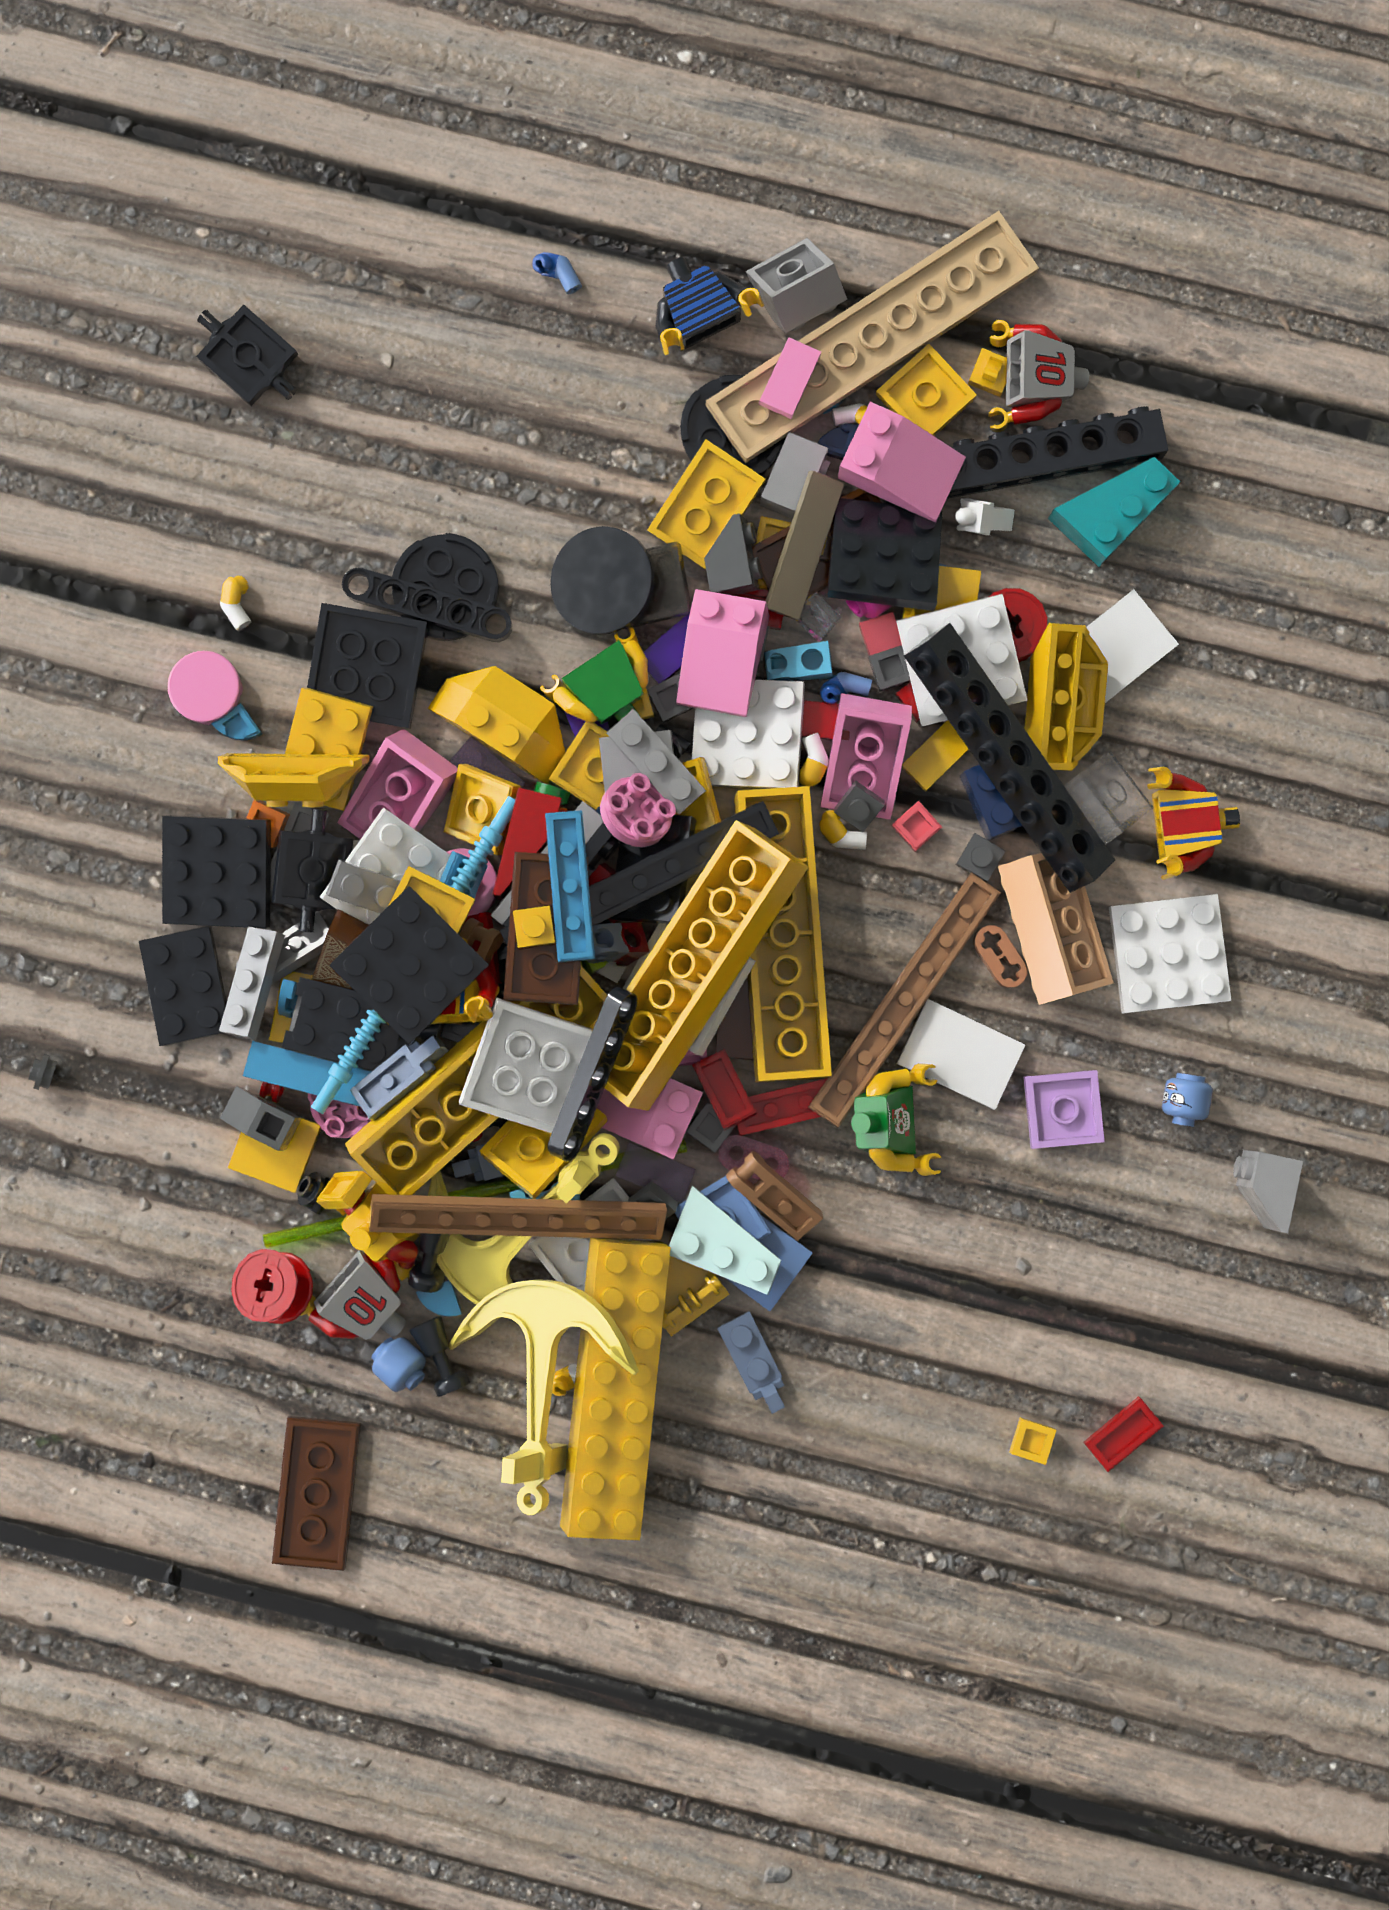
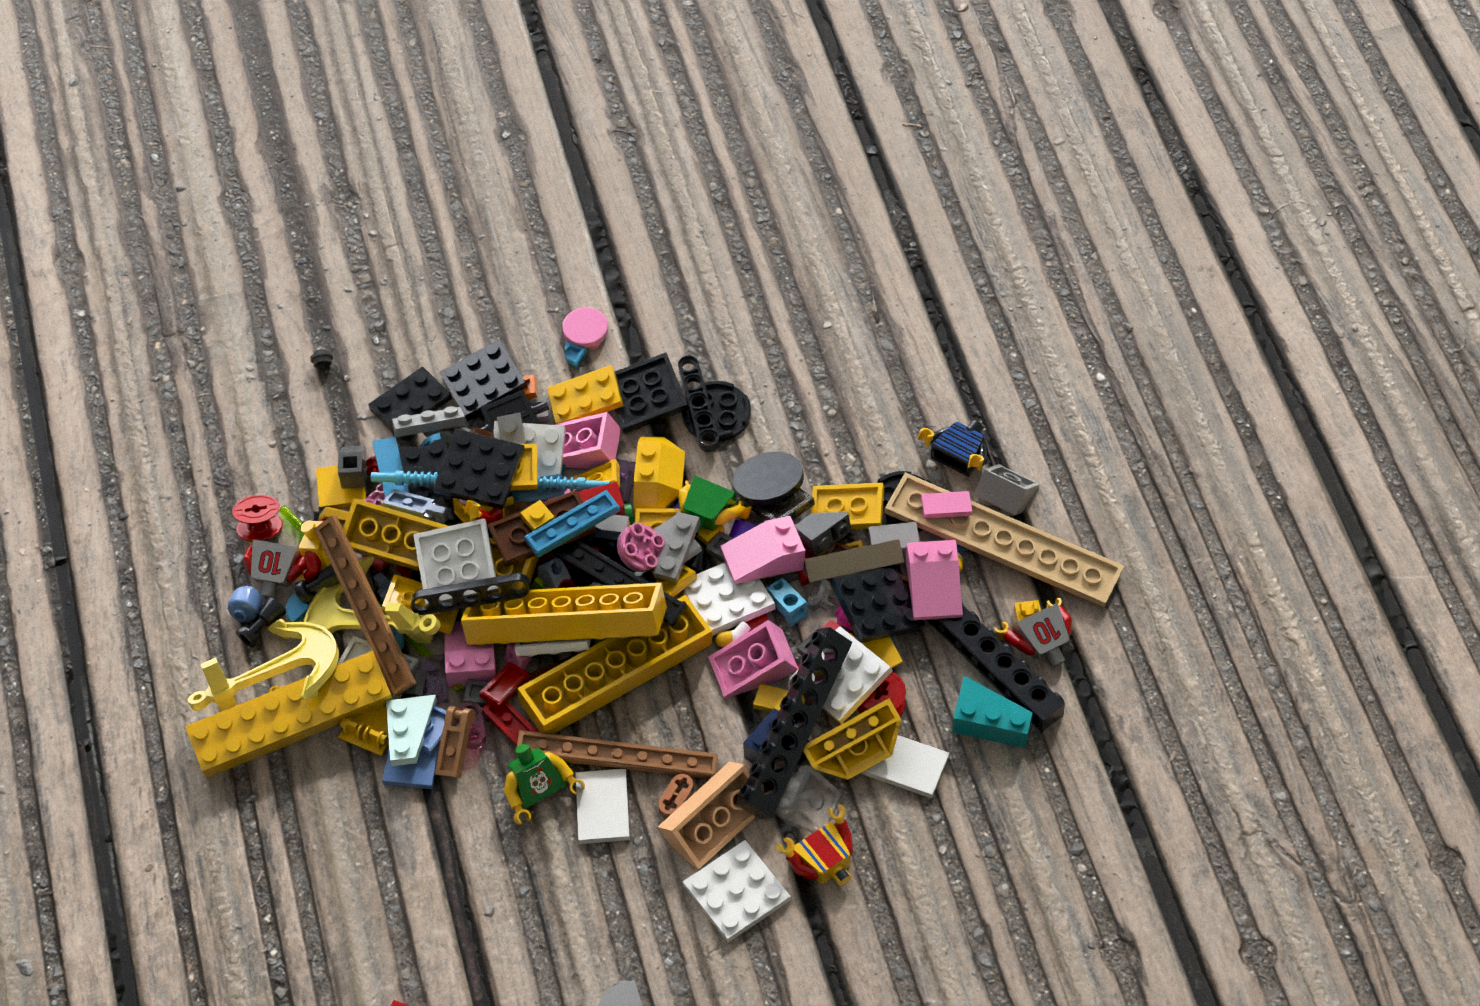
camera: 60 degrees right, 30 degrees down
(230, 601) = (638, 320): arm -> none
(247, 355) = (783, 258): black plate -> none
(292, 776) = (558, 384): yellow wedge -> none
(316, 1493) = (145, 604): reddish brown tile -> none
(557, 267) = (934, 373): arm -> none
(753, 1359) = (347, 789): sand blue hinge -> none
(837, 833) = (696, 672): arm -> none
(844, 683) = (790, 631): arm -> none
(859, 806) = (720, 672): dark grey plate -> none
(916, 826) = (728, 712): coral tile -> none
(927, 391) = (990, 586): yellow plate -> none
(980, 857) = (730, 753): dark grey plate -> none
(982, 517) = (935, 646): white piece -> none
(1032, 1441) = (379, 967): yellow plate -> none
(1063, 1109) = (601, 878): lavender plate -> none
(1187, 1099) = (648, 941): medium blue head -> none

